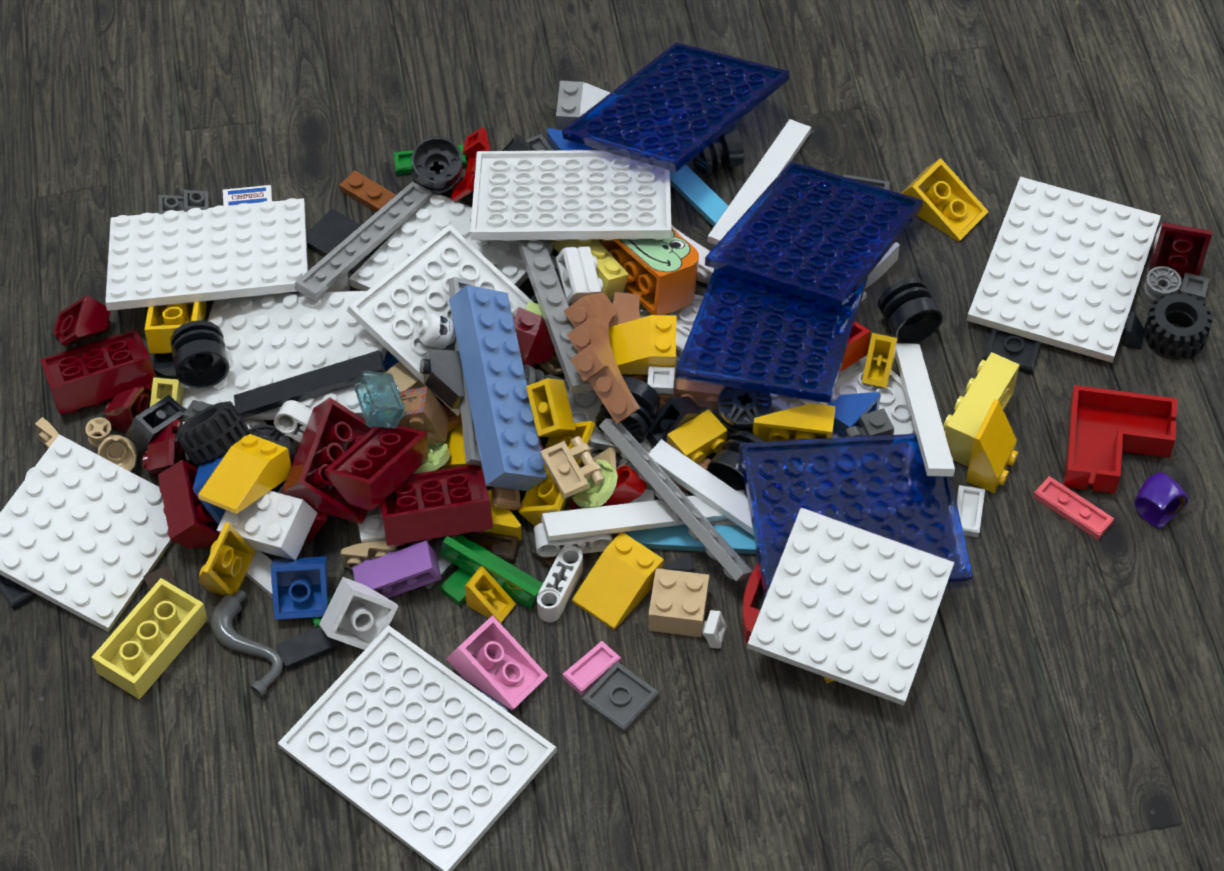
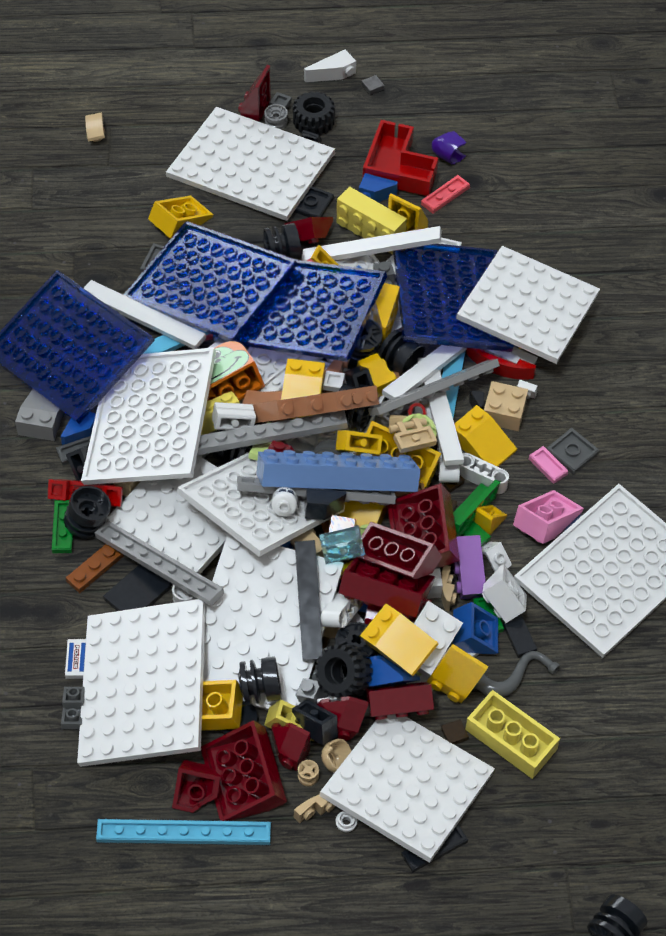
camera: 85 degrees left, 0 degrees up
(27, 329) = (183, 832): none -> medium azure tile
(426, 607) = (496, 555): none -> white bracket
(954, 345) = (313, 228): none -> dark red slope
(1052, 415) = (377, 187): none -> blue slope
(1076, 90) = (94, 127): none -> tan slope

